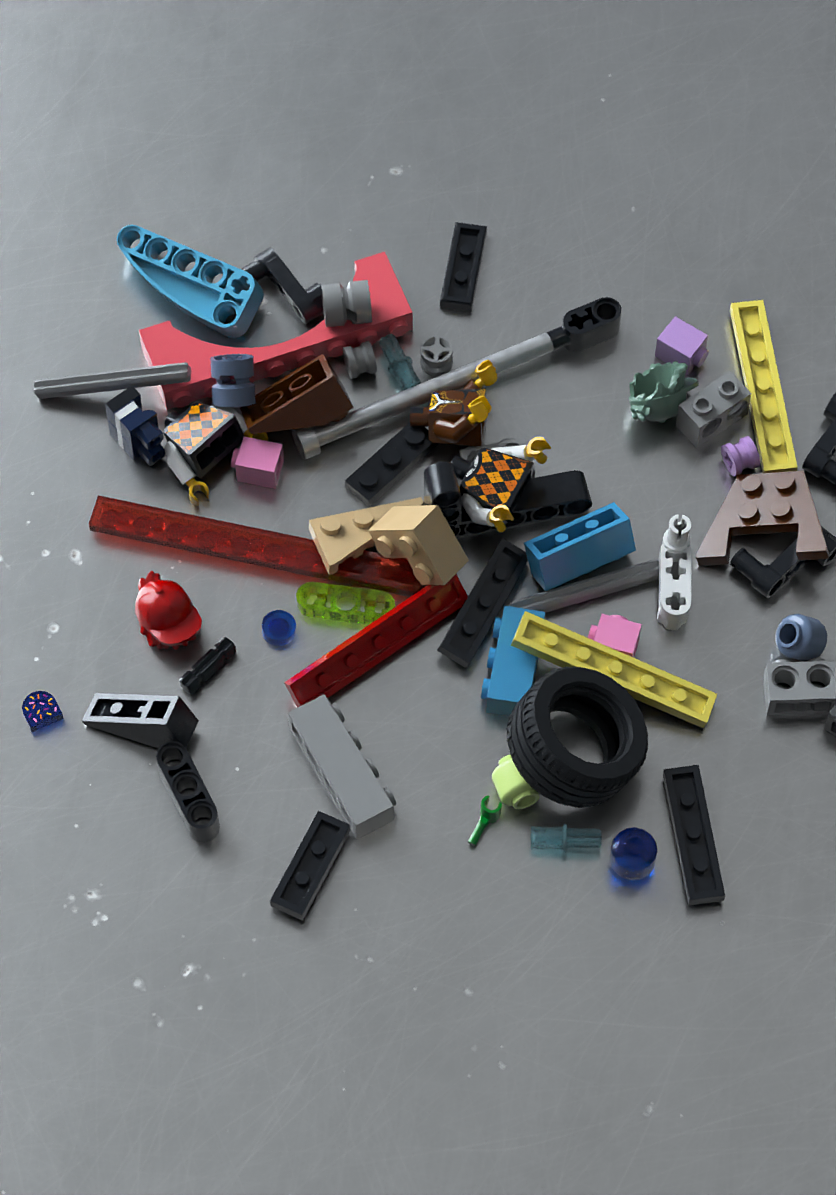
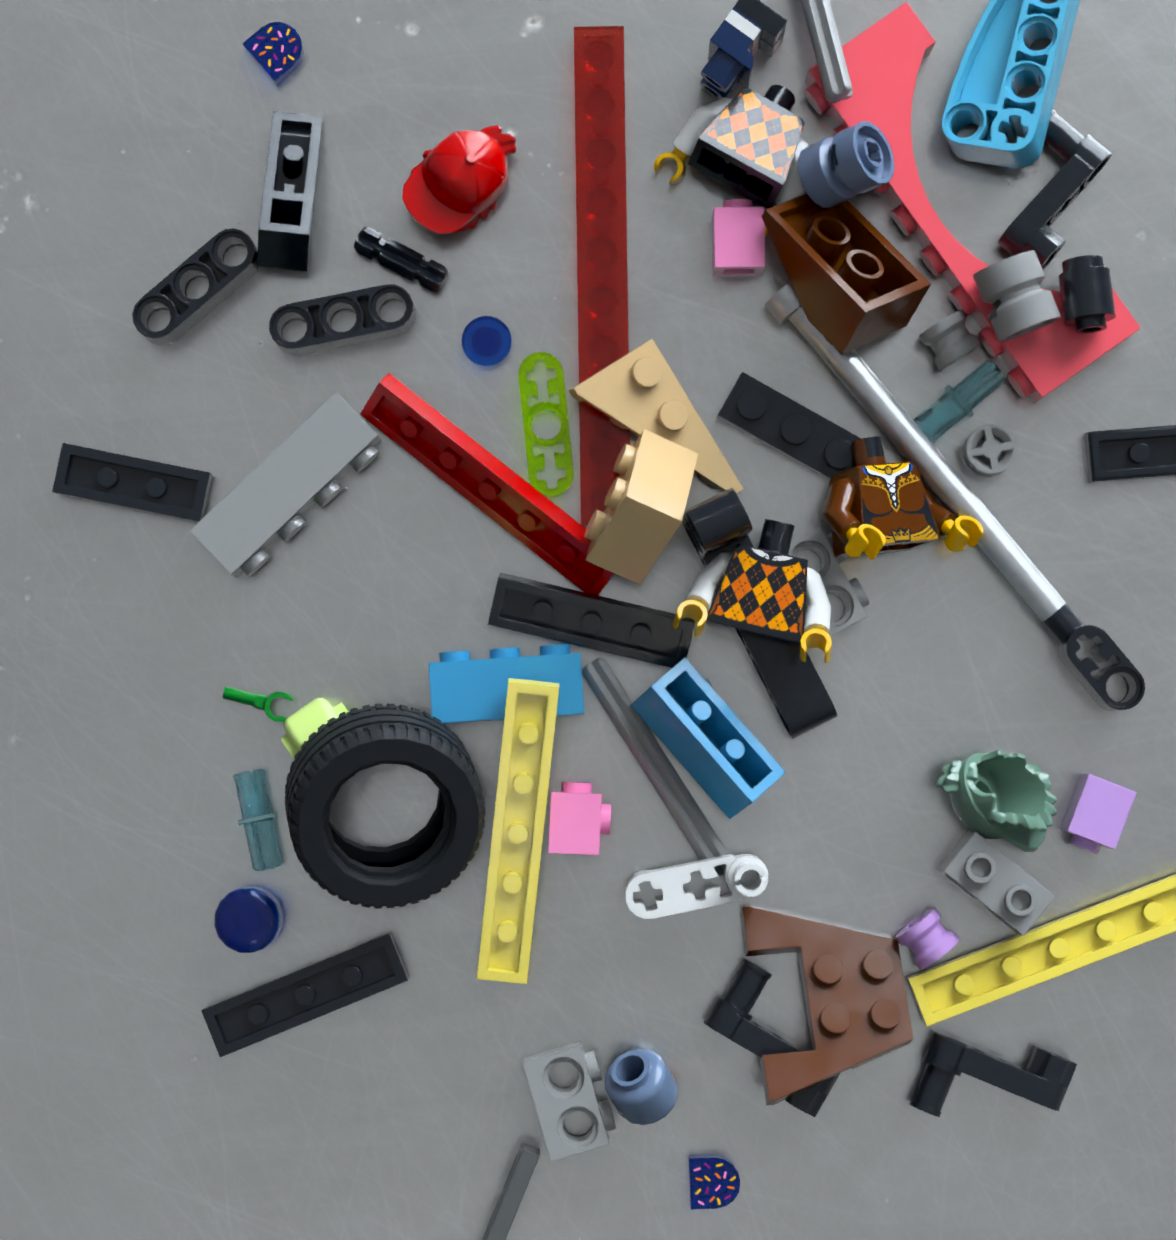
camera: 75 degrees right, 25 degrees up
(238, 691) = (319, 312): none -> black beam
(355, 267) = (1086, 293): none -> black brick

